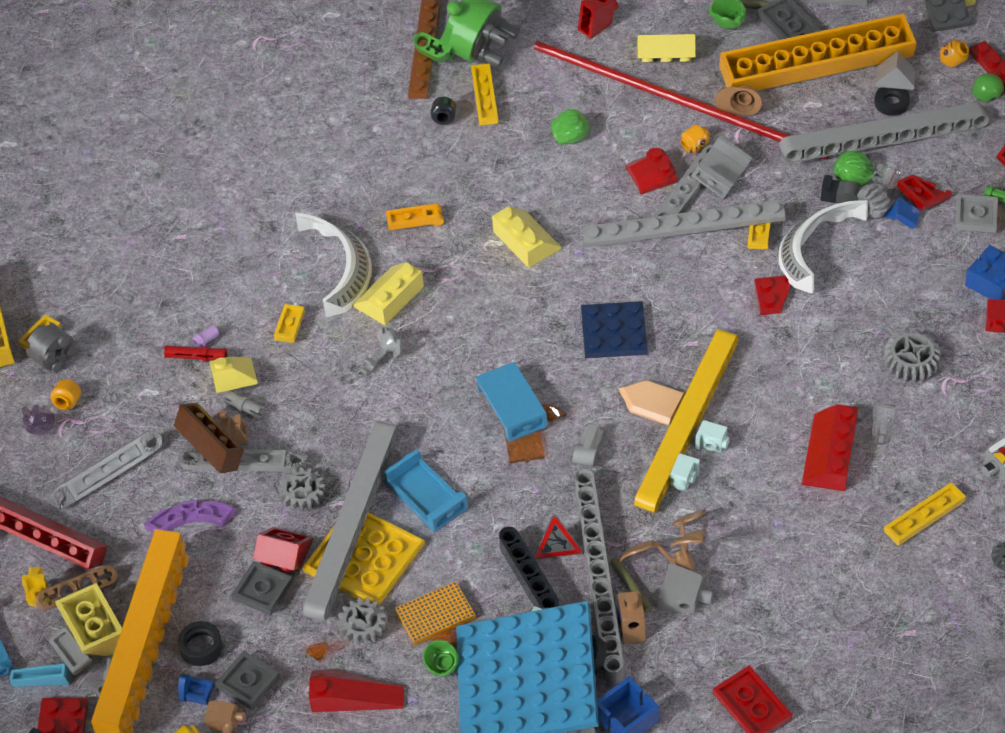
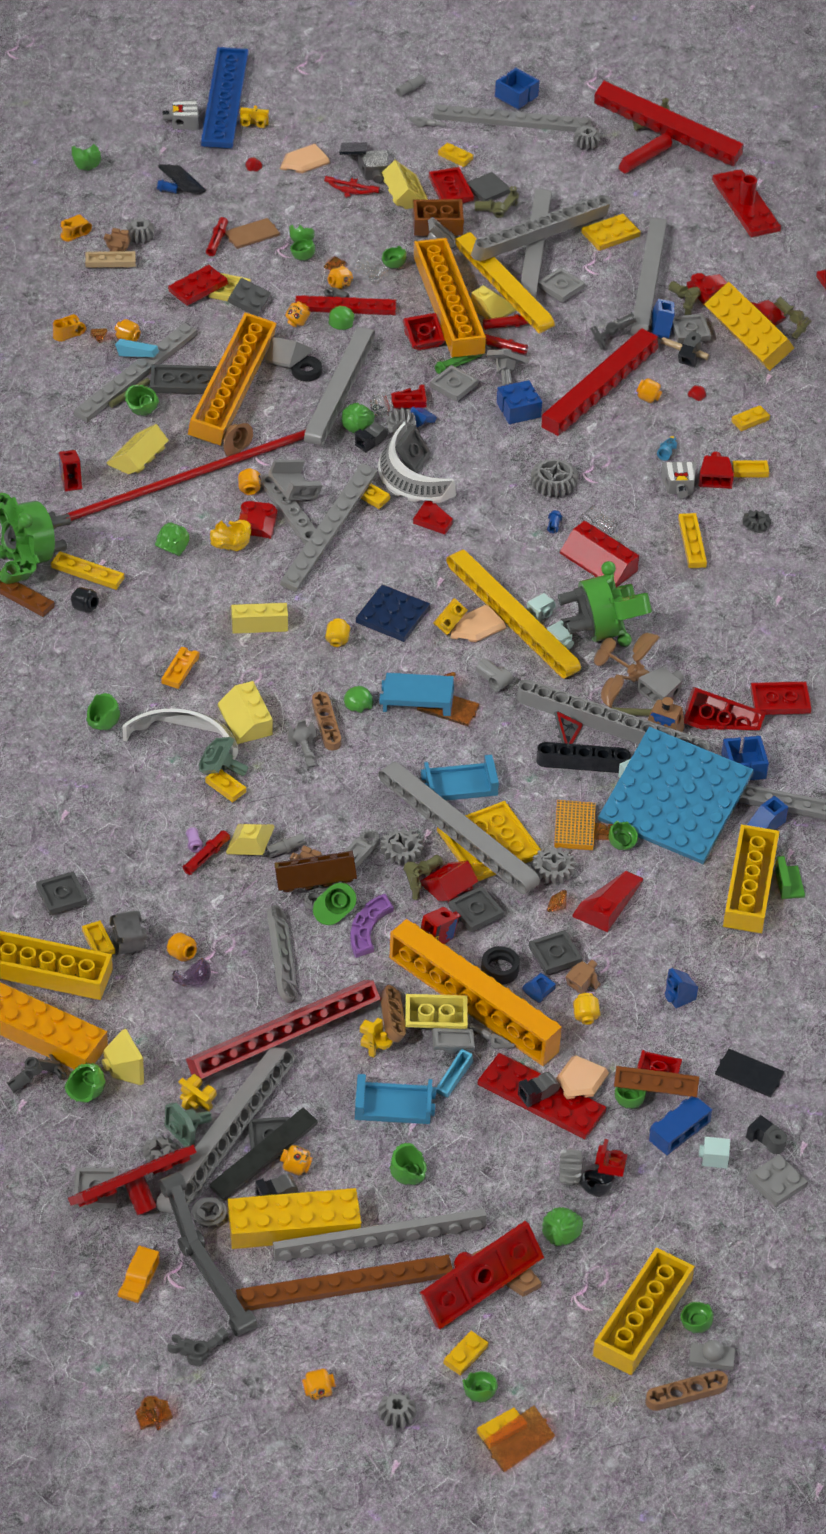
camera: 65 degrees left, 5 degrees down
(78, 282) = (61, 893): none -> dark grey plate
(190, 475) = (334, 903): none -> bright green piece
(209, 569) = (441, 924): none -> red torso
(278, 515) = (414, 871): none -> olive pin
(308, 194) = (103, 712): none -> bright green hair
(312, 304) = (218, 757): none -> sand green piece
(426, 351) = (326, 720): none -> medium nougat beam
(474, 361) = (358, 699): none -> bright green hair
(546, 301) = (337, 632): none -> yellow head
(606, 162) = (232, 537): none -> yellow hair
(634, 372) = (450, 616): none -> yellow hips
(683, 652) = (712, 711): none -> red wedge
(733, 478) = (604, 607): none -> bright green piece
(840, 228) = (413, 449): none -> dark grey plate
(850, 387) = (554, 519): none -> blue pin

